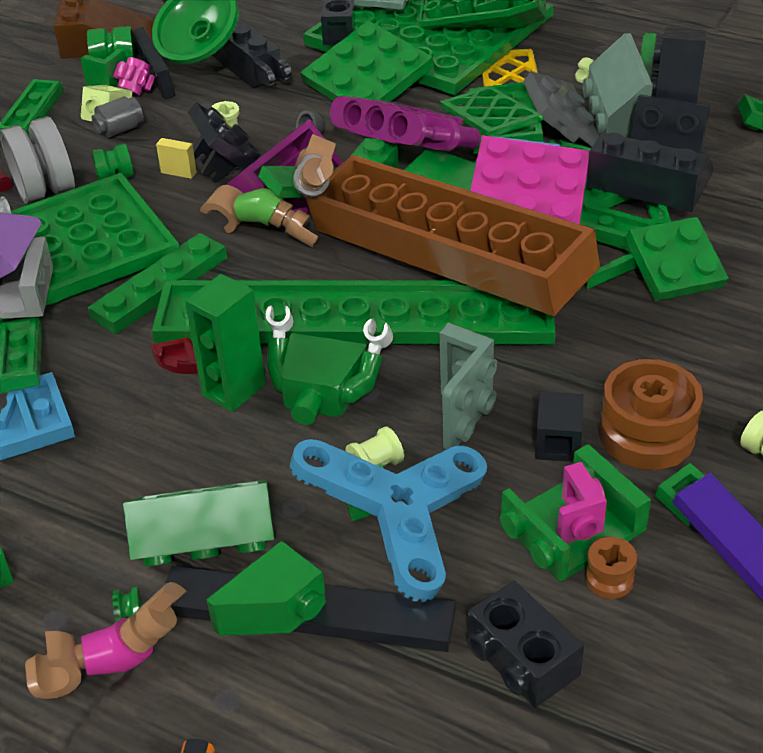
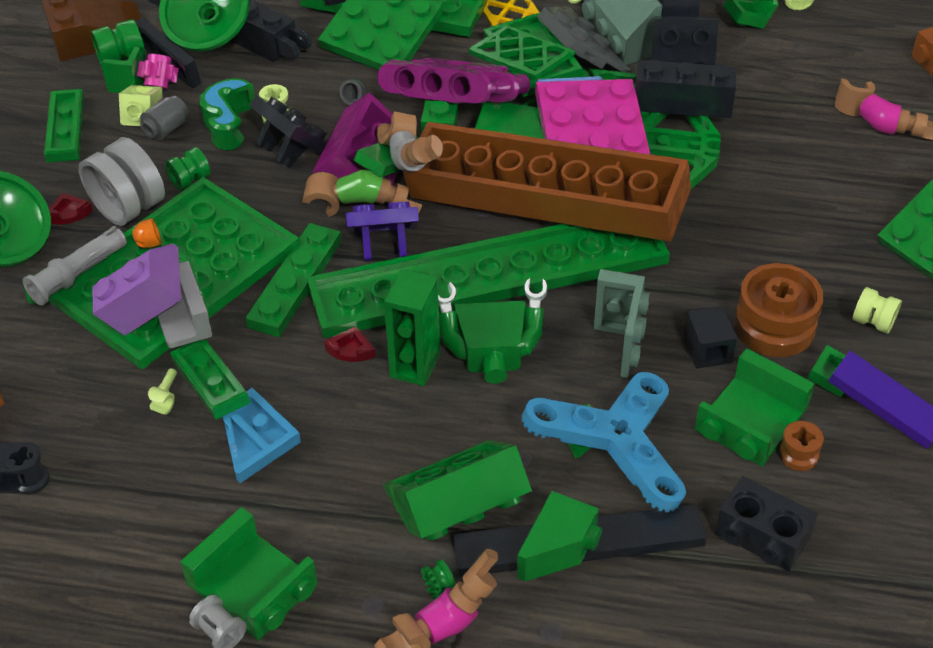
camera: 20 degrees left, 5 degrees up
(36, 207) = (147, 234): none -> orange hinge
(172, 114) = (220, 111): none -> green animal
(176, 158) = (247, 151): light yellow tile -> none
(273, 240) = (397, 217): none -> dark purple plate
(382, 449) = (576, 390): yellowish green bush -> none
(584, 507) = (761, 397): dark pink bracket -> none
(676, 258) = (736, 165): green plate -> none

